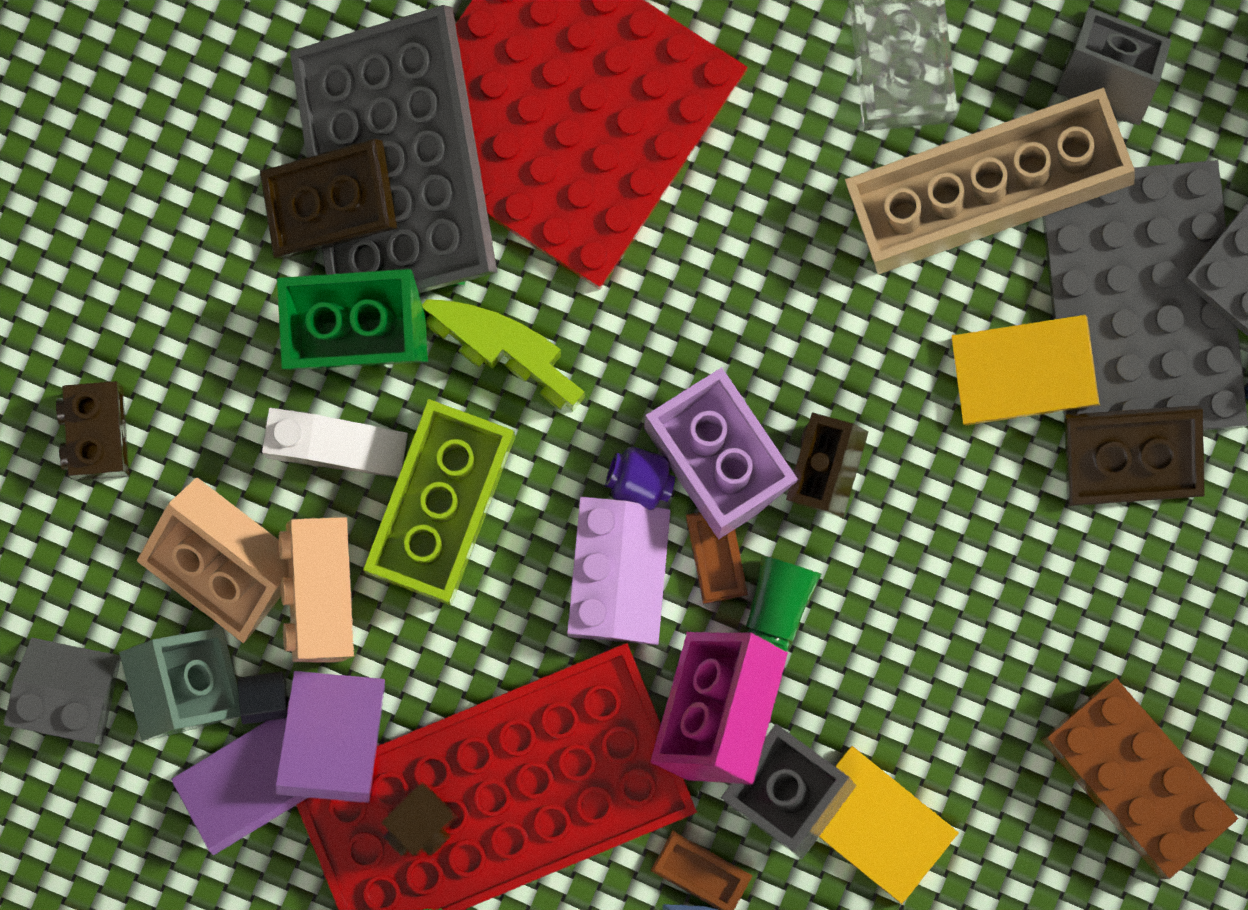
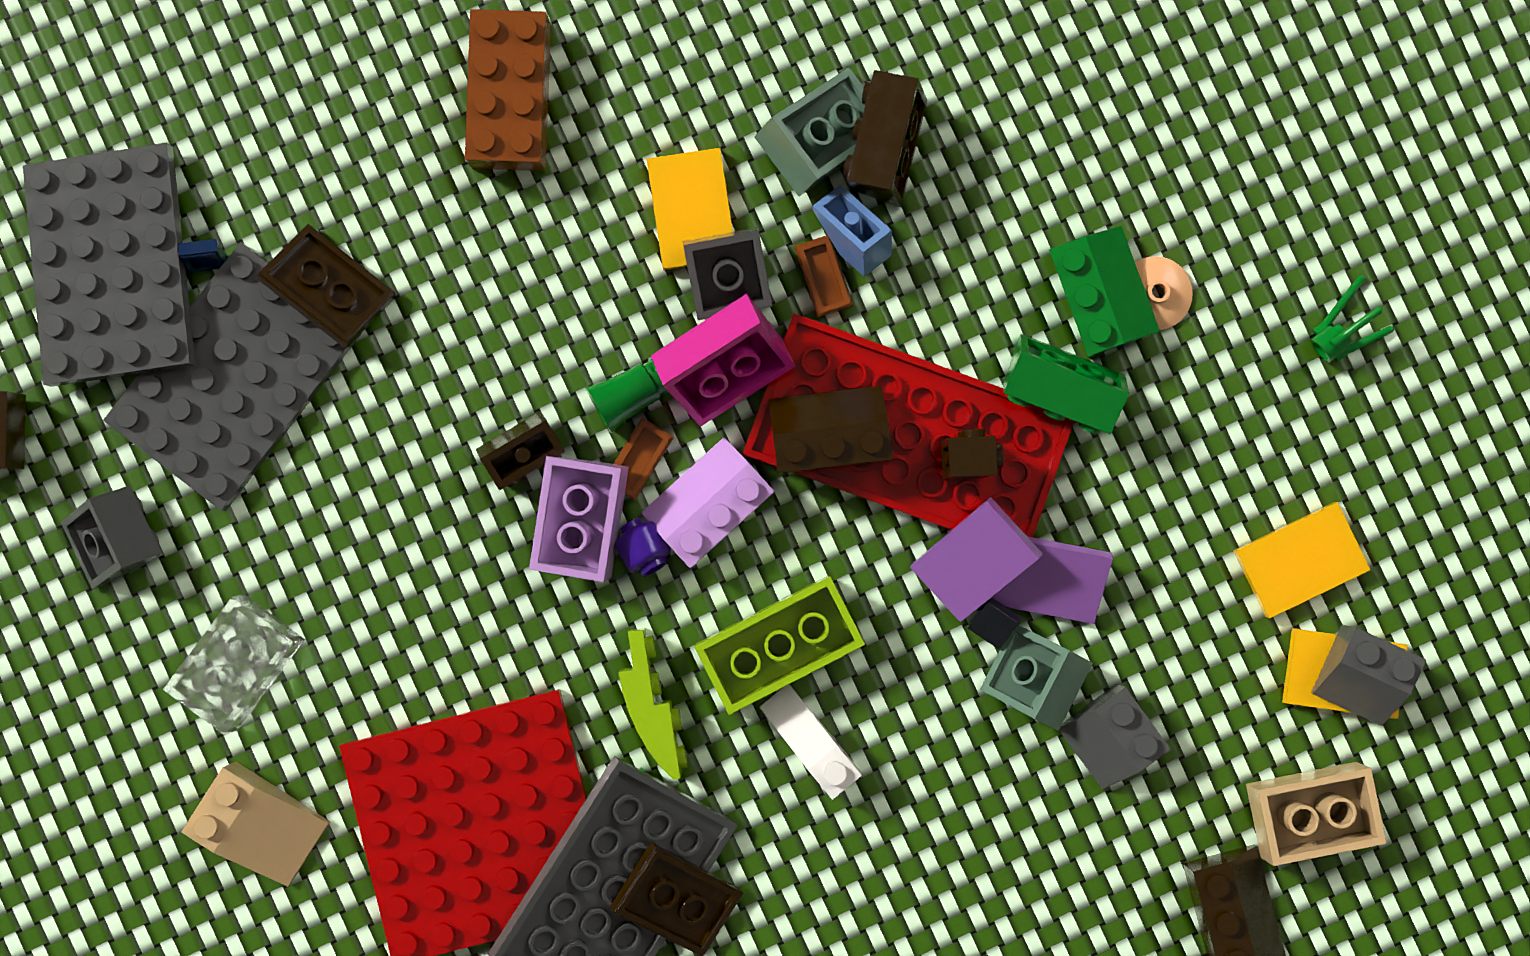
camera: 135 degrees left, 5 degrees up
(93, 430) = (952, 884): dark brown brick -> none
(216, 559) = (945, 733): light nougat slope -> none
(317, 590) = (905, 657): light nougat slope -> none
(351, 320) = (732, 809): green slope -> none
(568, 733) = (830, 430): none -> dark brown slope
(991, 181) = (252, 533): tan brick -> none
(1025, 370) = (343, 398): yellow tile -> none

